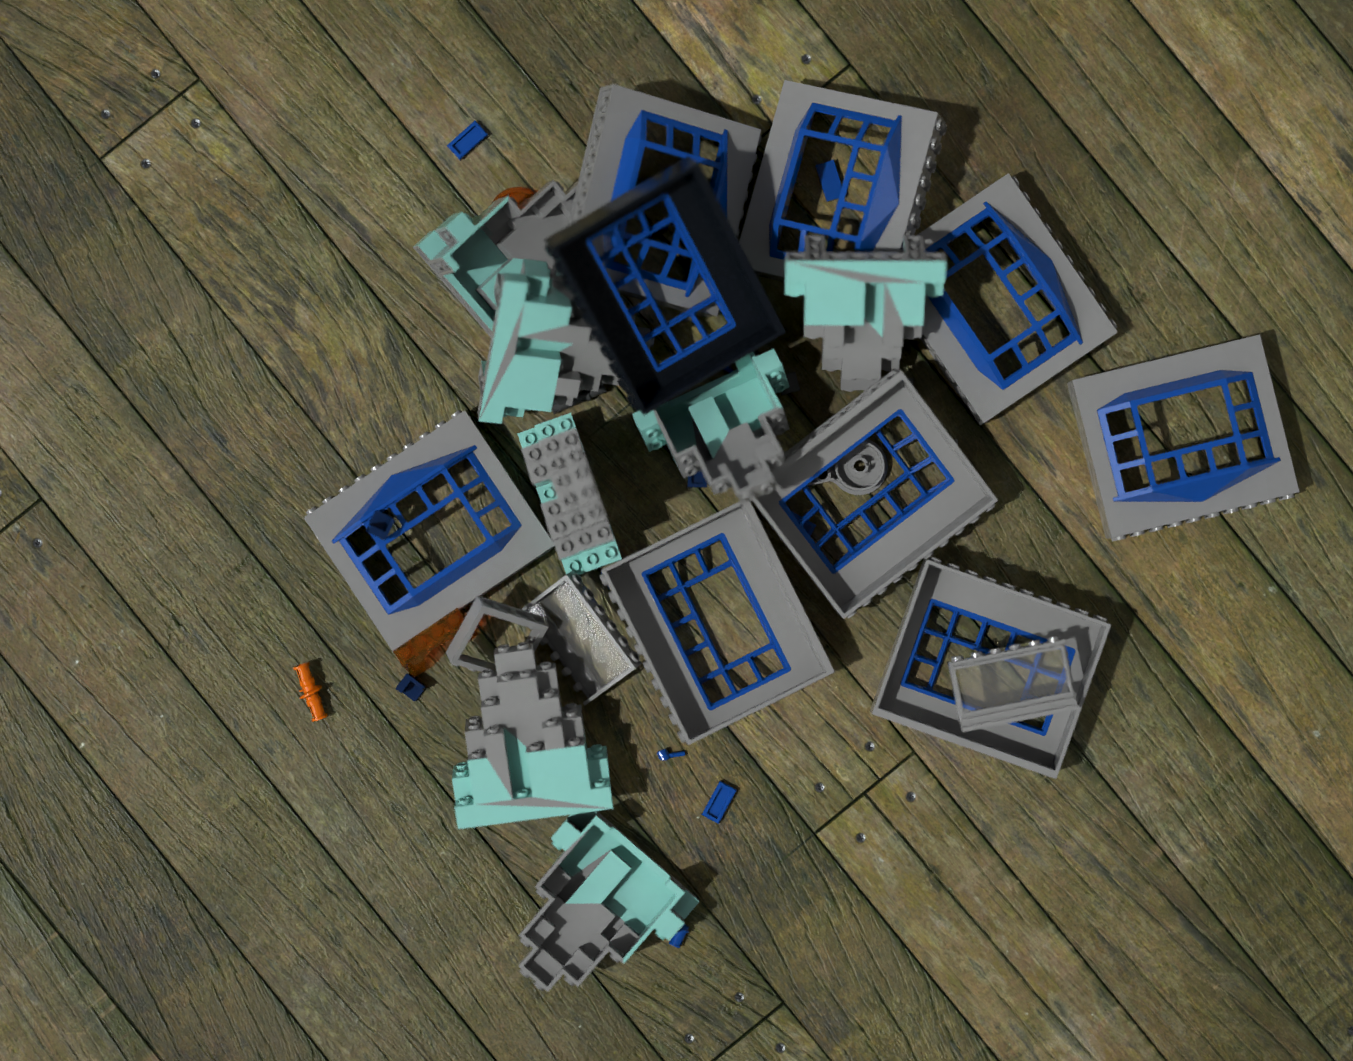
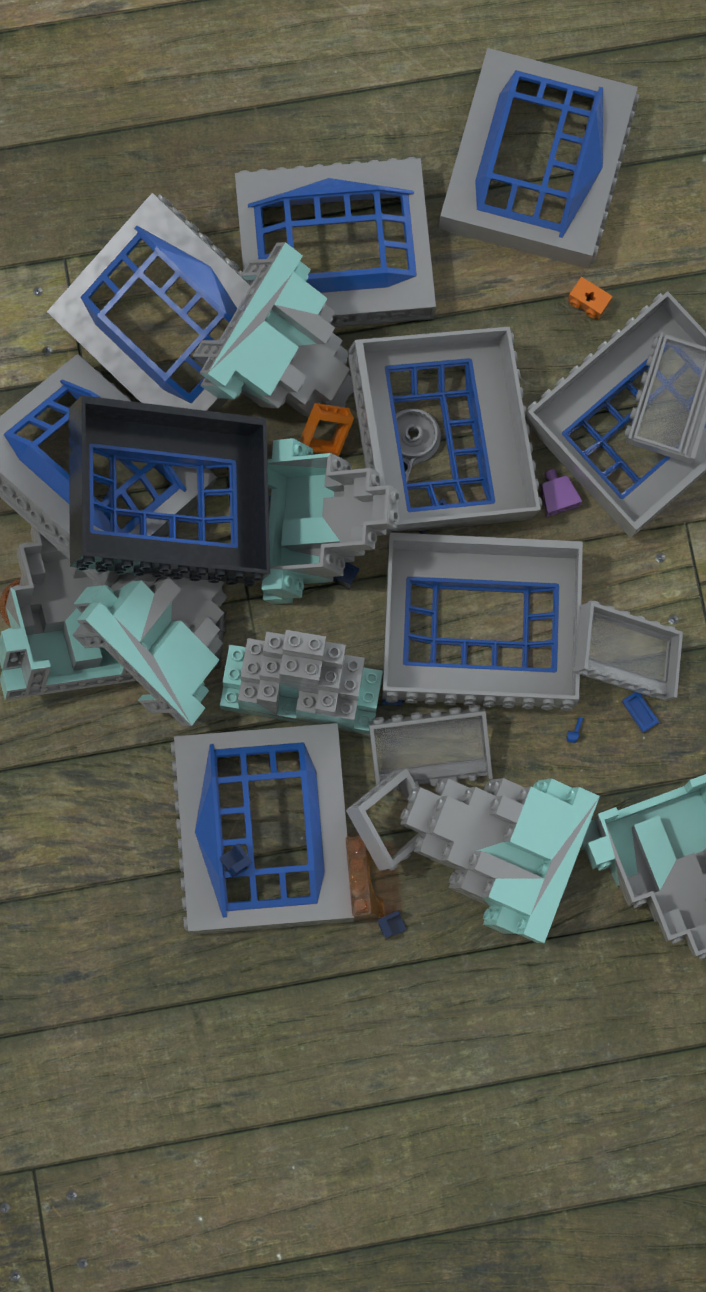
camera: 65 degrees left, 10 degrees down
(310, 691) = (346, 1016): orange piece -> none
(760, 764) = (628, 651): none -> window
(828, 381) = (327, 413): none -> orange window
(829, 180) = (153, 327): blue tile -> none
(876, 625) = (558, 494): none -> medium lavender torso
(1079, 565) = (583, 291): none -> orange brick

